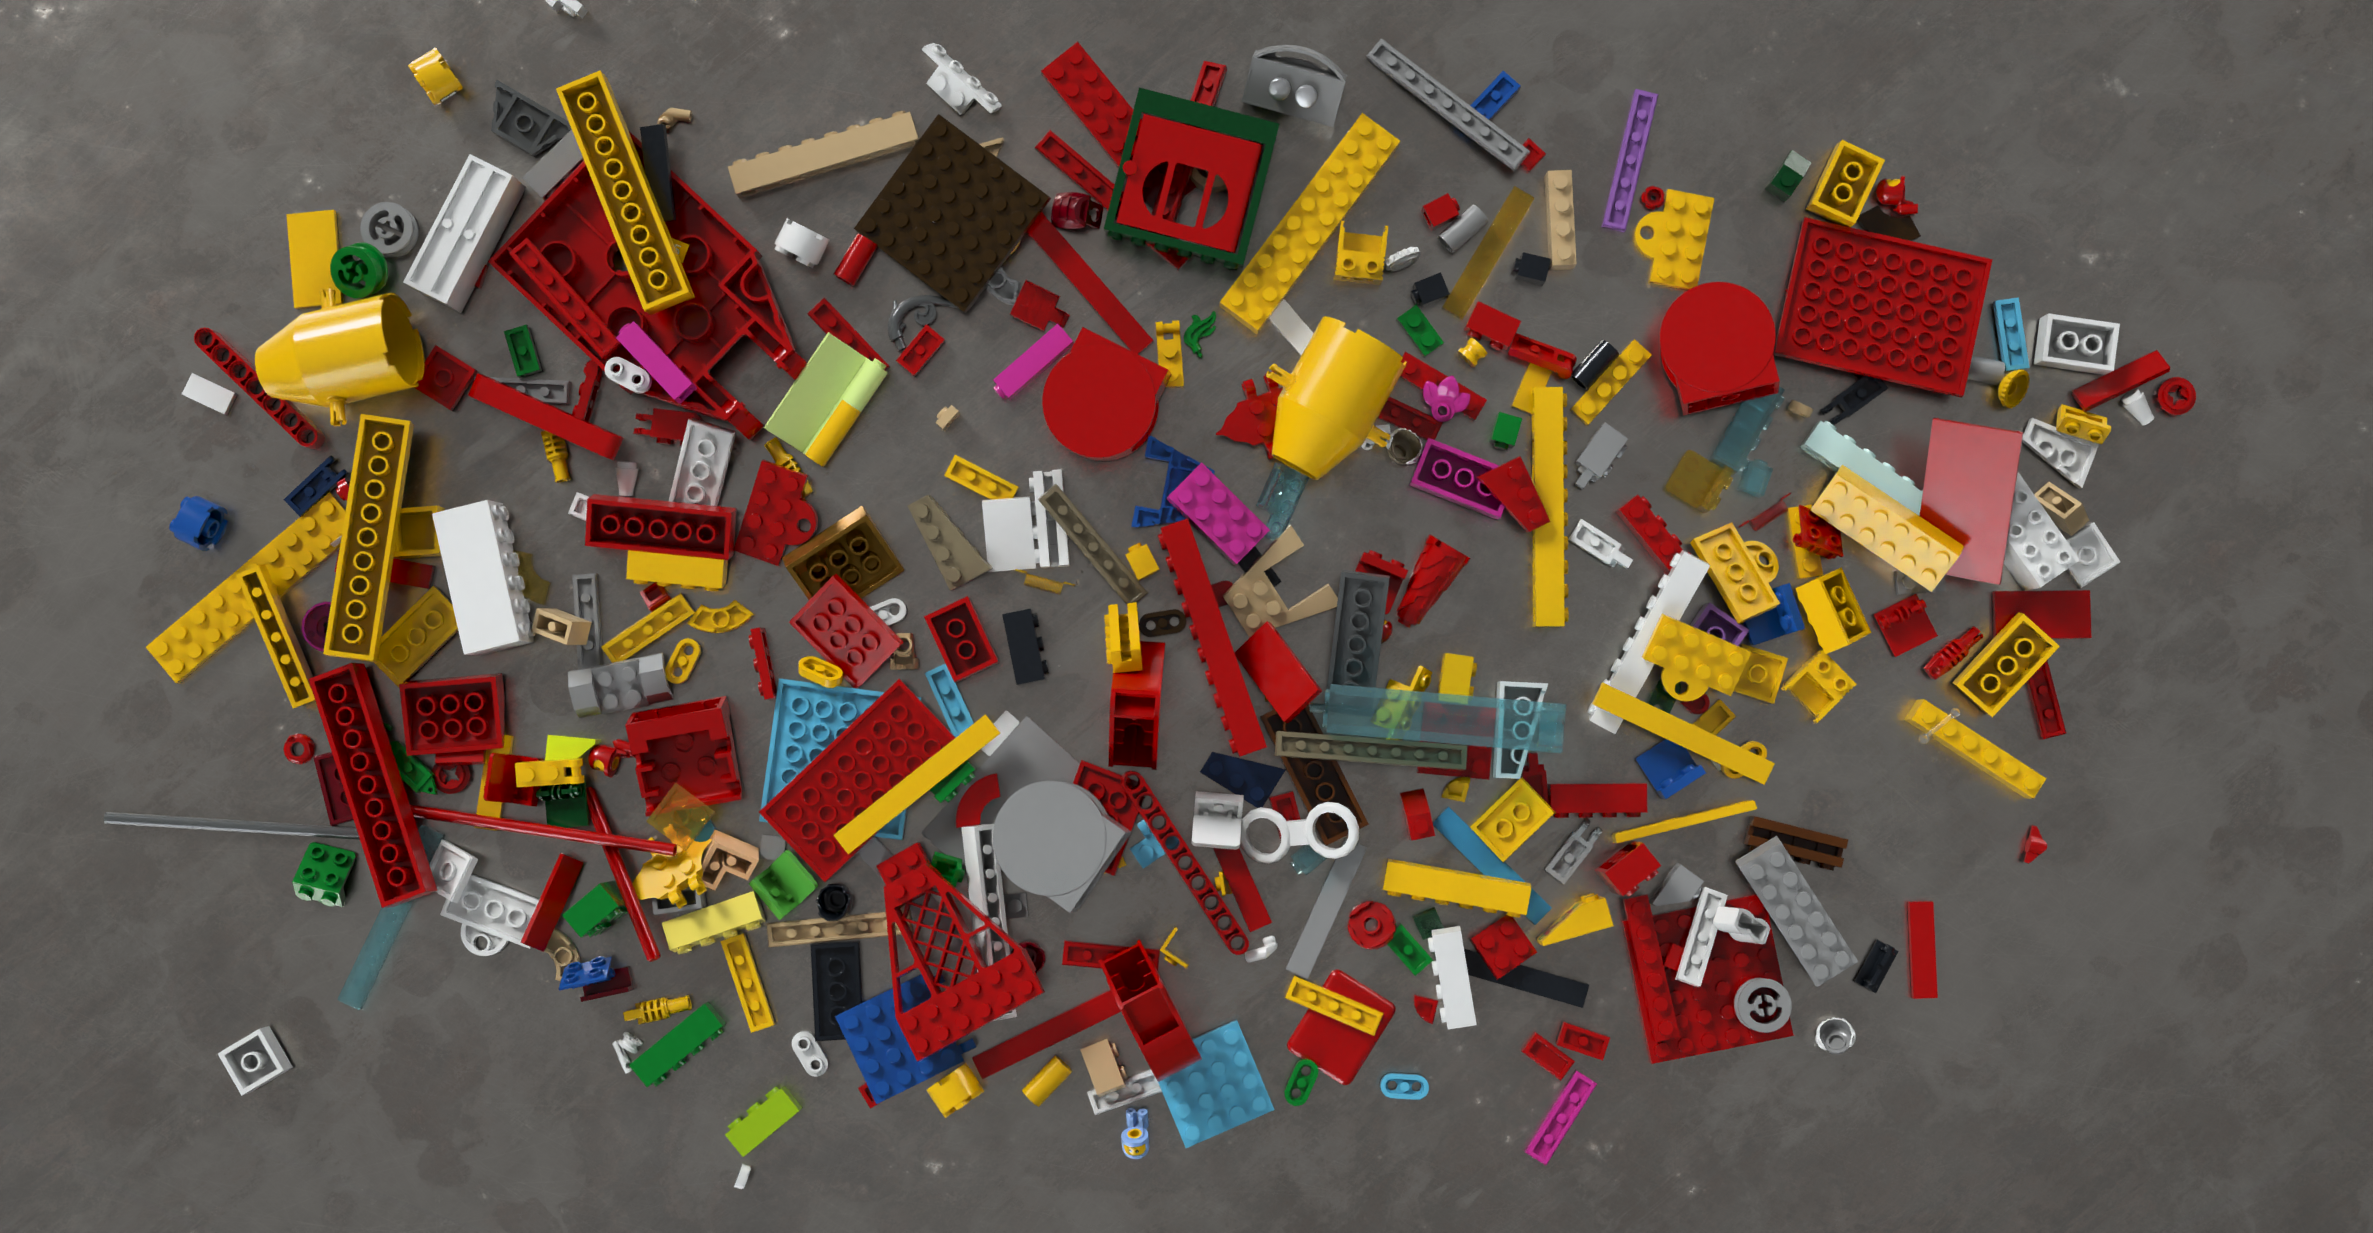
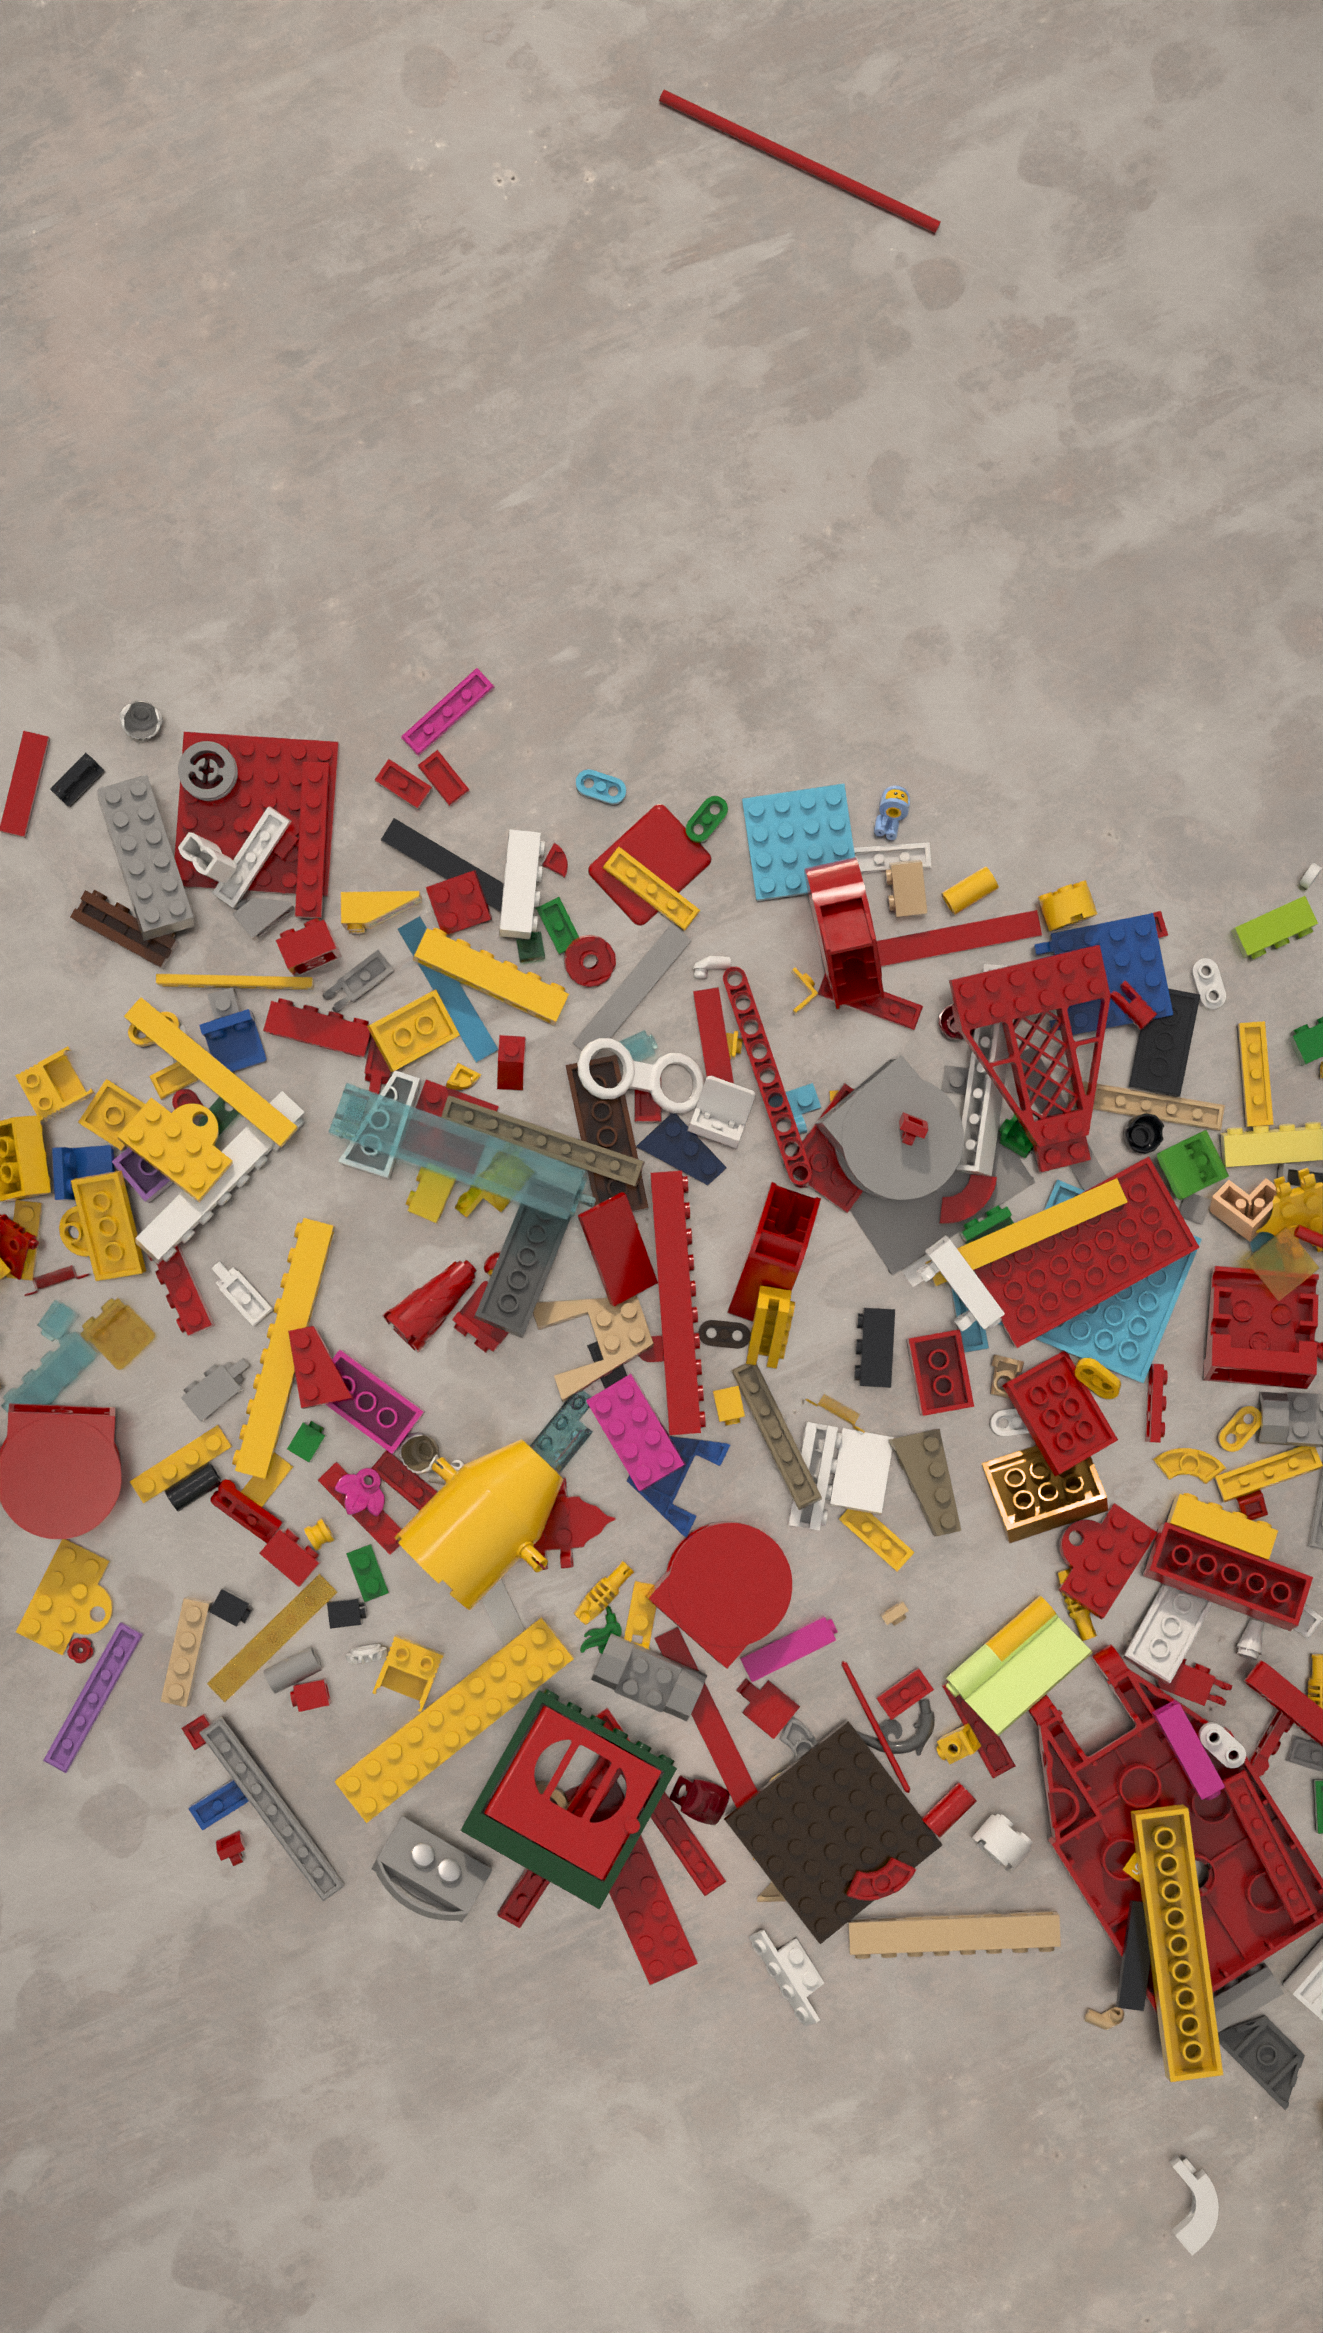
camera: 170 degrees left, 0 degrees up
(860, 324) = (964, 1740): none -> yellow brick
(867, 1012) = (1137, 1010): none -> red hinge
(898, 180) = (882, 1882): none -> red tile
(938, 314) = (875, 1726): none -> red axle
(959, 722) = (964, 1282): none -> white brick
(1043, 848) = (911, 1128): none -> red tile
(1148, 304) = (649, 1678): none -> light grey piece
(1209, 366) = (602, 1594): none -> yellow hinge
(1473, 62) = (231, 1848): none -> red tile
(1688, 799) = (224, 1003): none -> light grey brick

